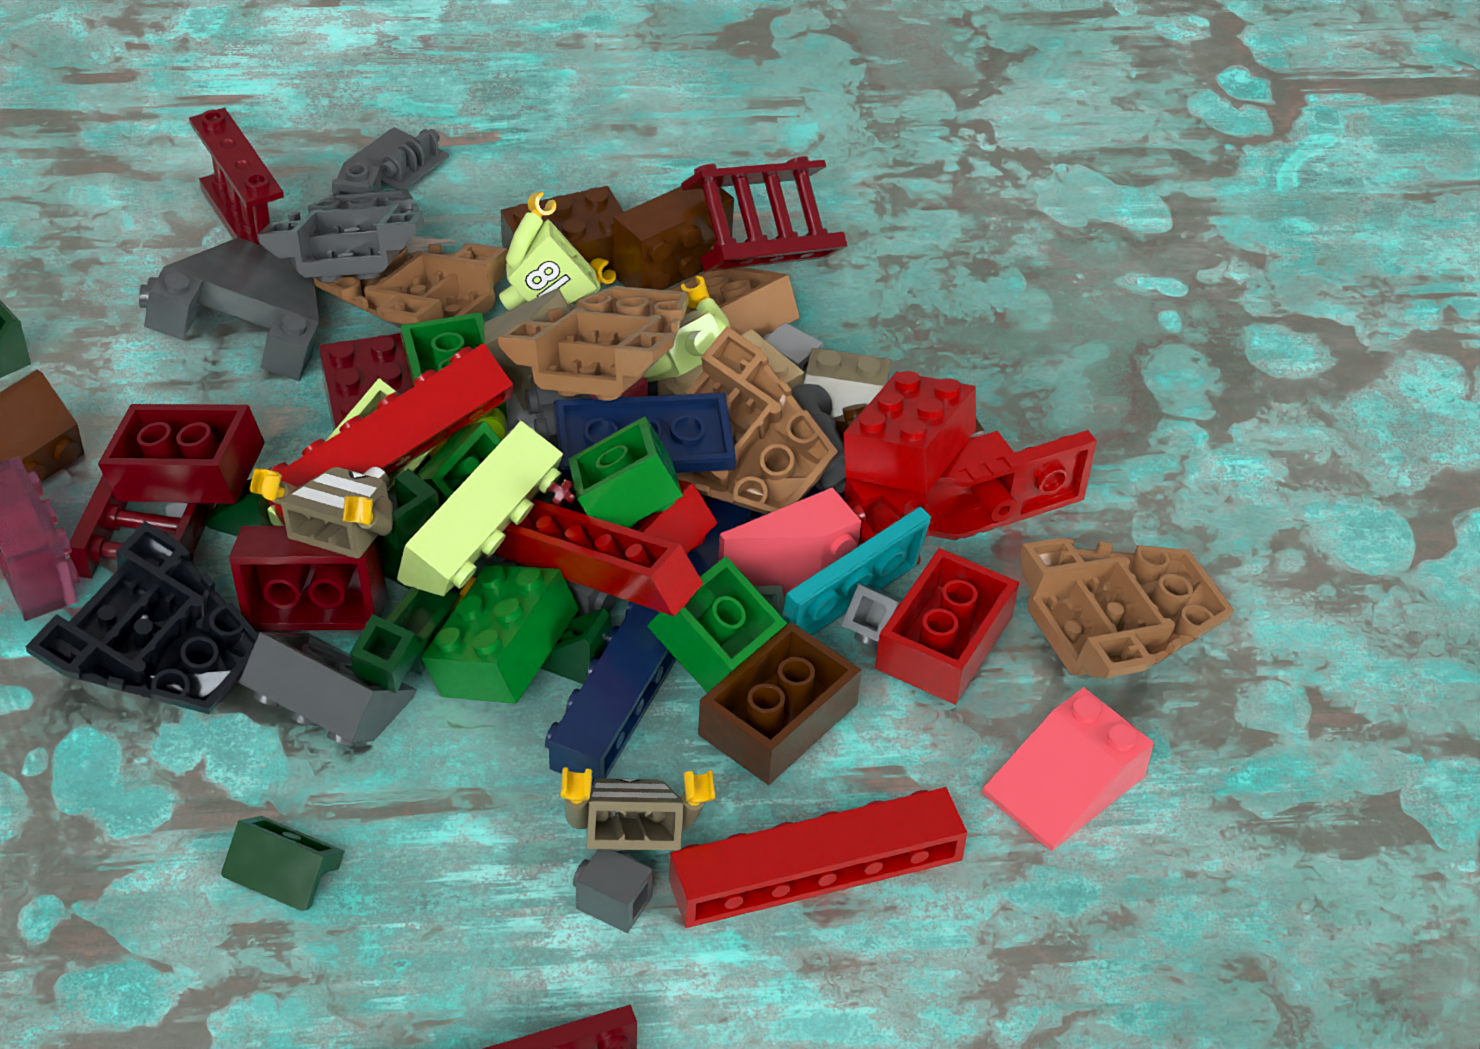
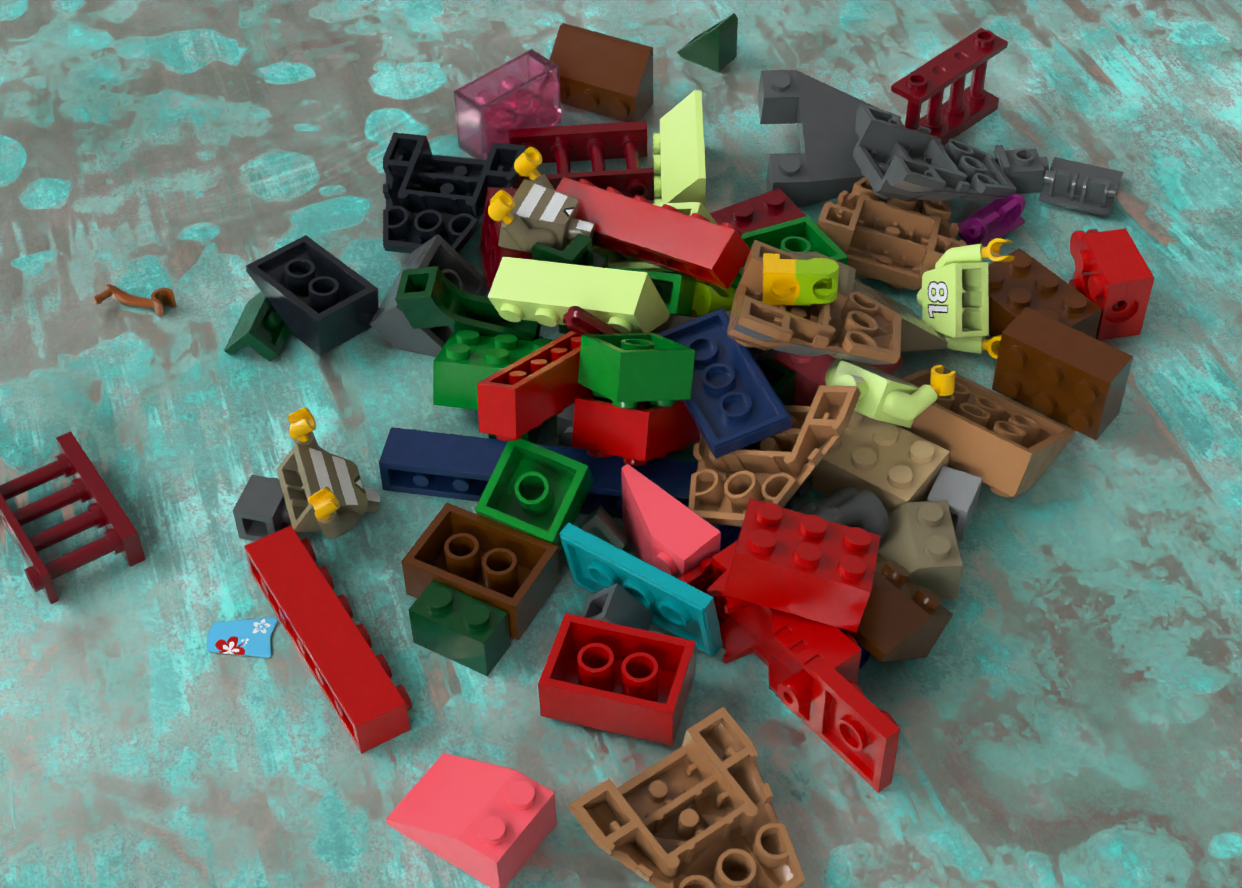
camera: 80 degrees right, 0 degrees up
(177, 976) = (159, 298): none -> dark orange piece
(182, 453) = (604, 143): dark red brick -> none
(275, 400) = (680, 154): none -> yellowish green slope
(282, 778) = (315, 294): none -> black slope
(434, 227) = (993, 220): none -> magenta hinge
(557, 157) = (1114, 278): none -> red brick
(580, 323) = (799, 280): none -> leg
(757, 248) = (1106, 457): dark red fence -> none
(779, 946) = (242, 637): none -> medium azure sticker
(843, 738) = (460, 627): none -> dark green brick

